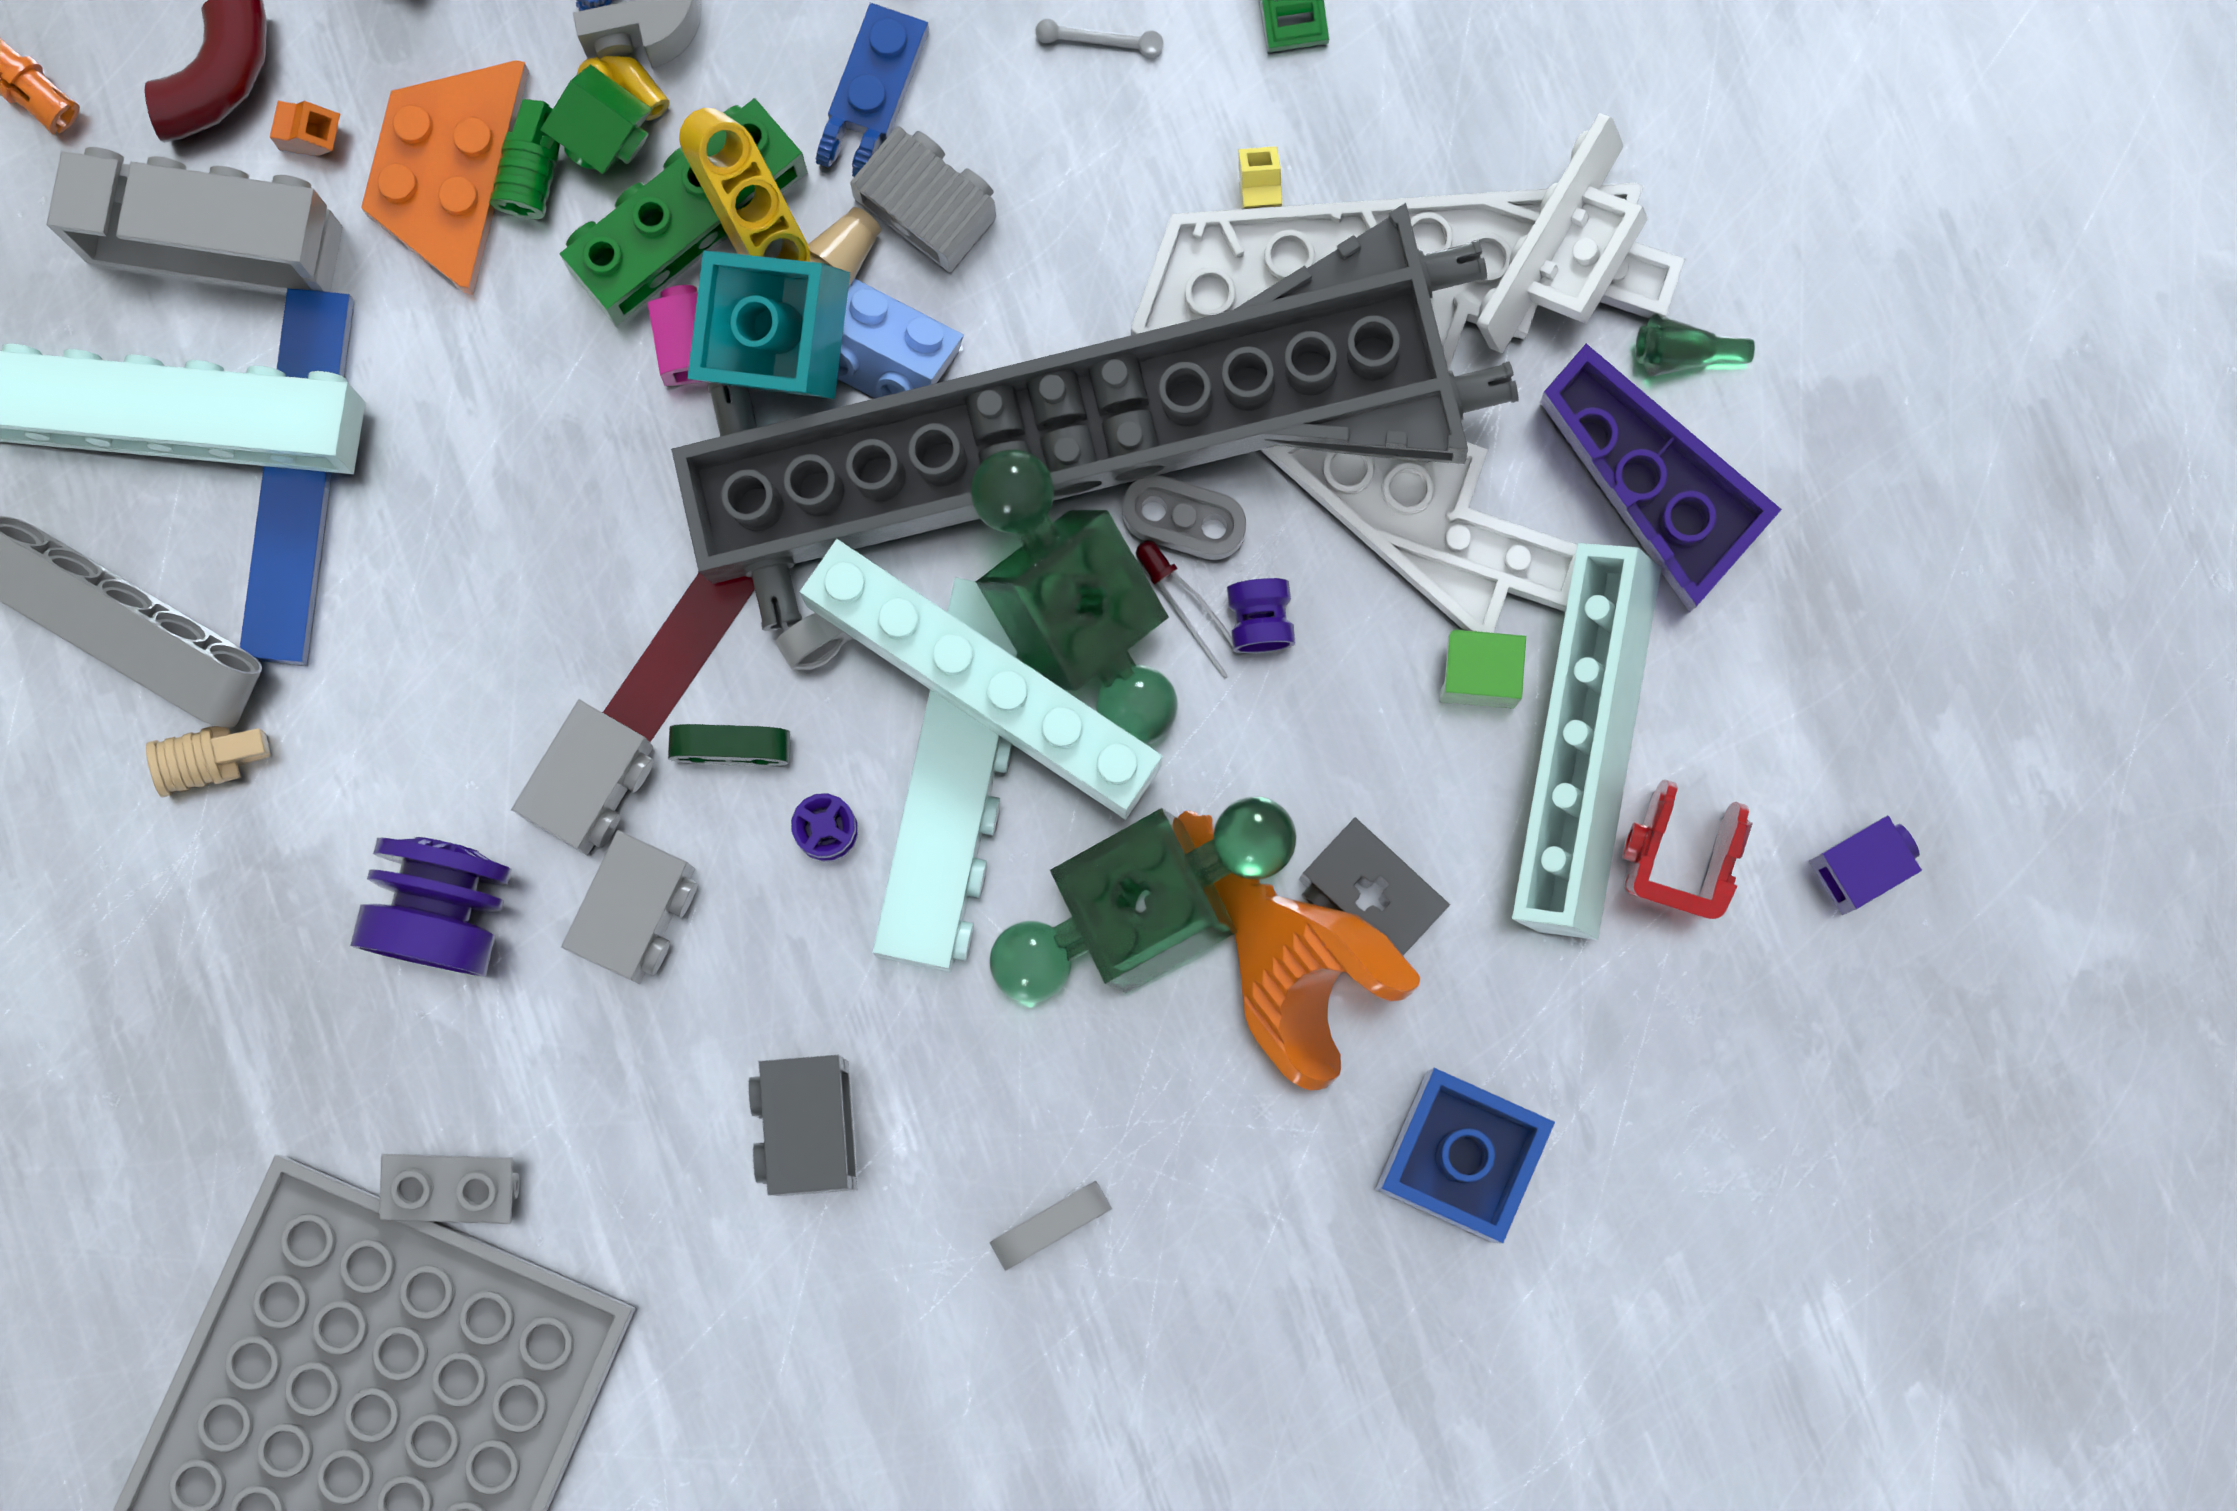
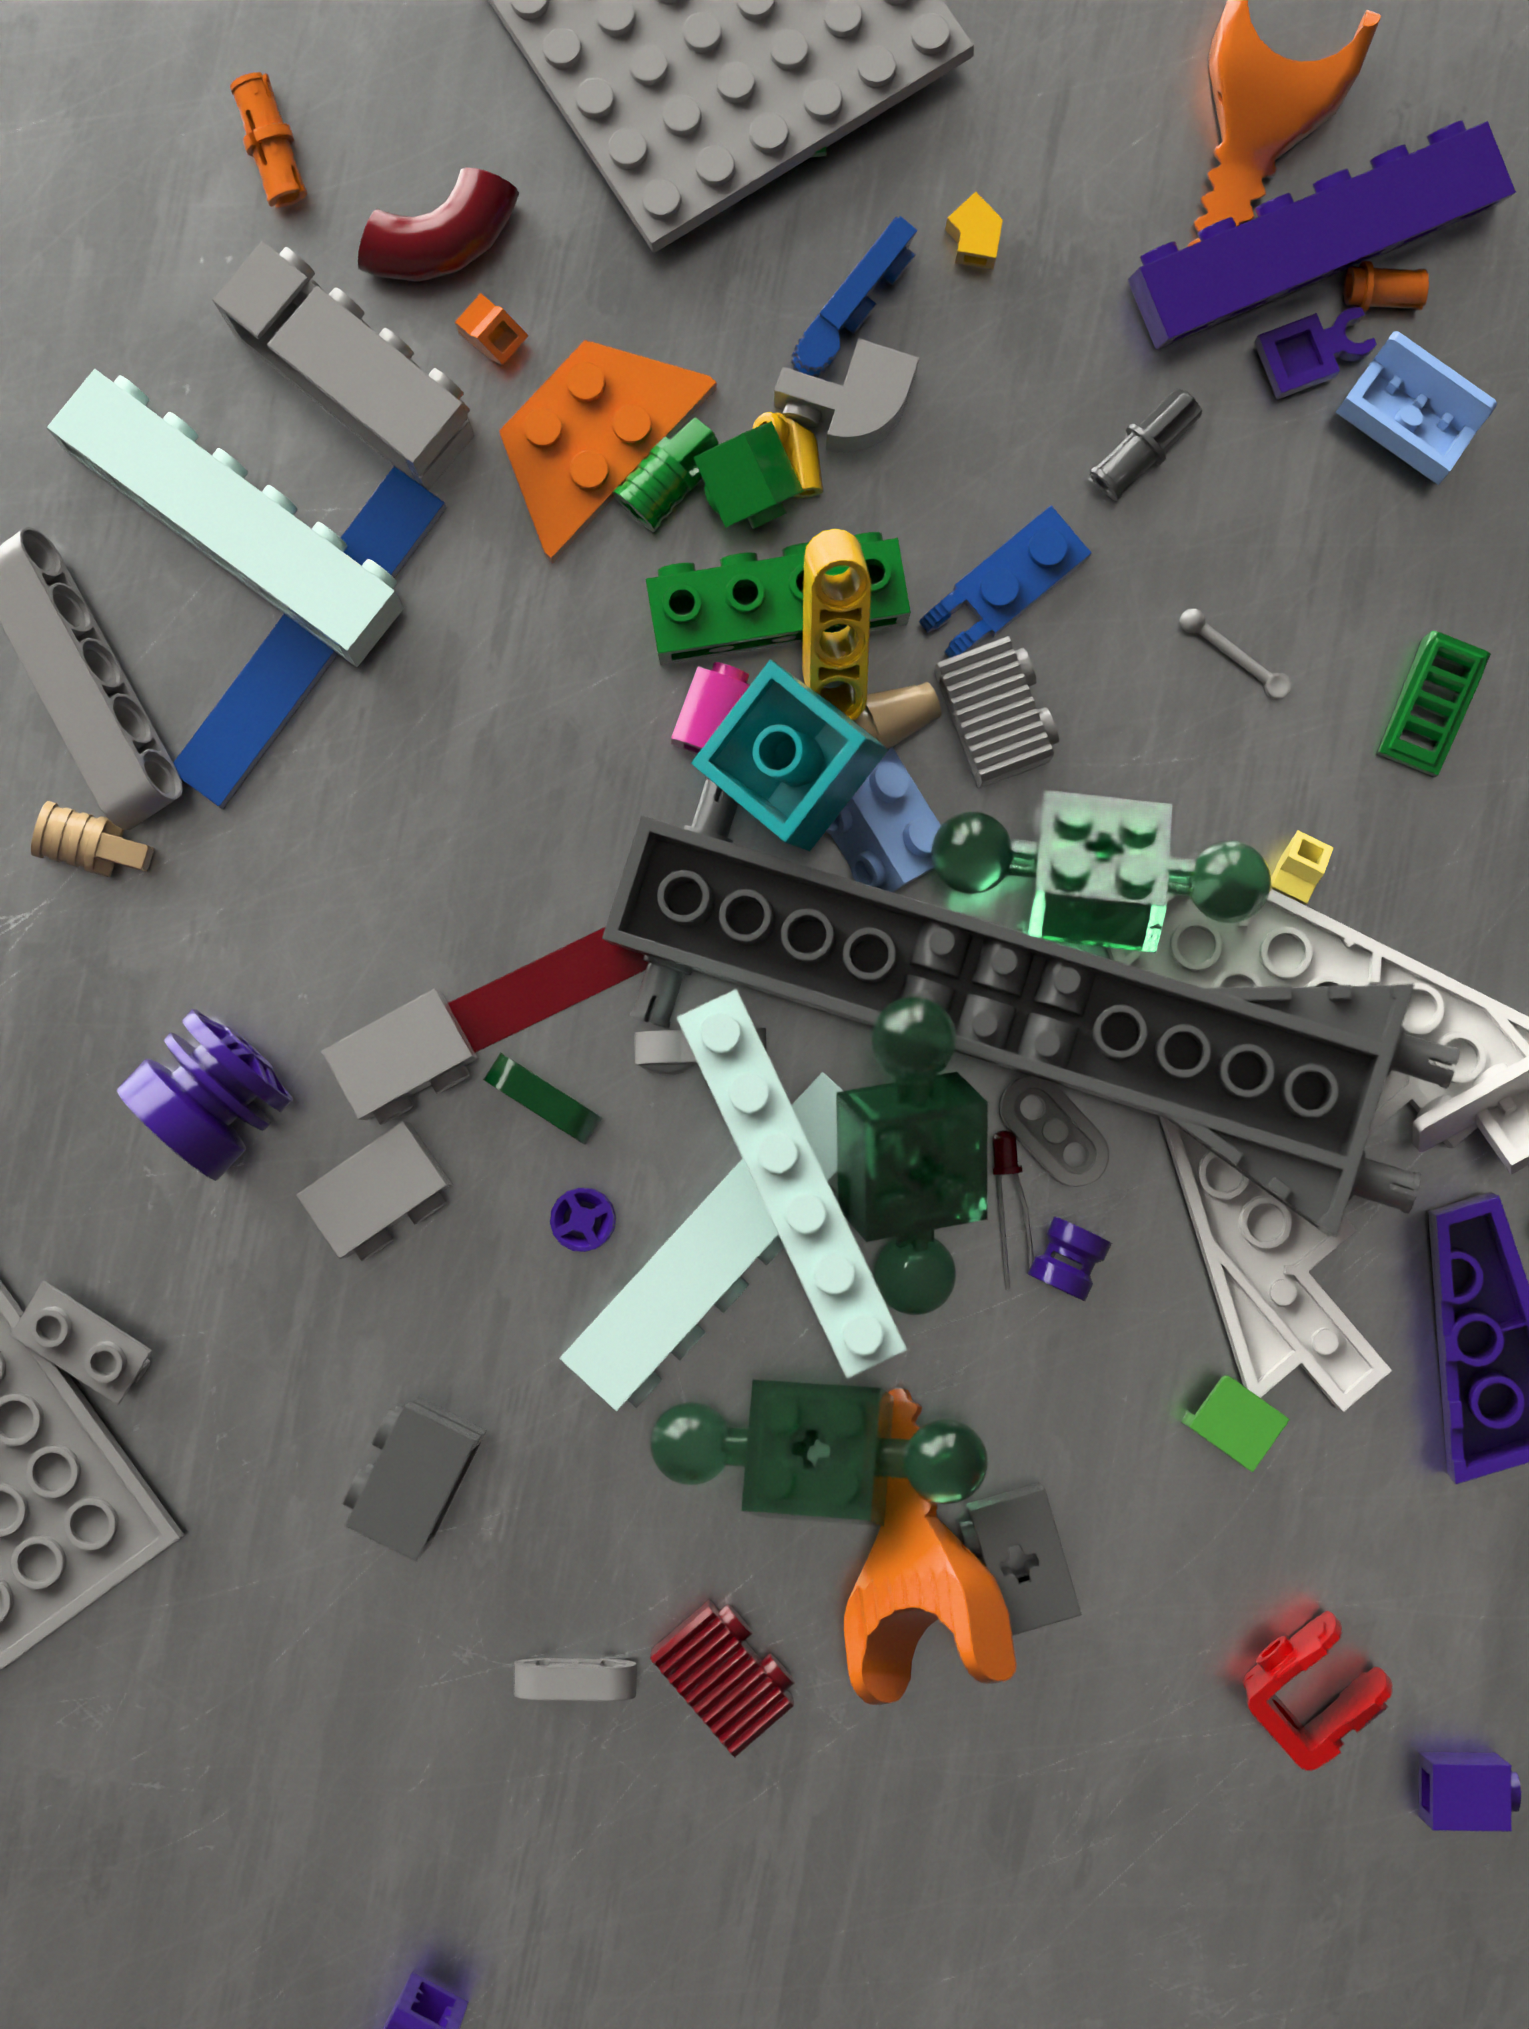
camera: 30 degrees right, 5 degrees up
(1090, 270) = (1101, 869): none -> clear green brick
(1178, 1144) = (724, 1676): none -> dark red brick
(1465, 1155) = (963, 1838): blue brick -> none
(1587, 741) = (1287, 1541): light aqua brick -> none

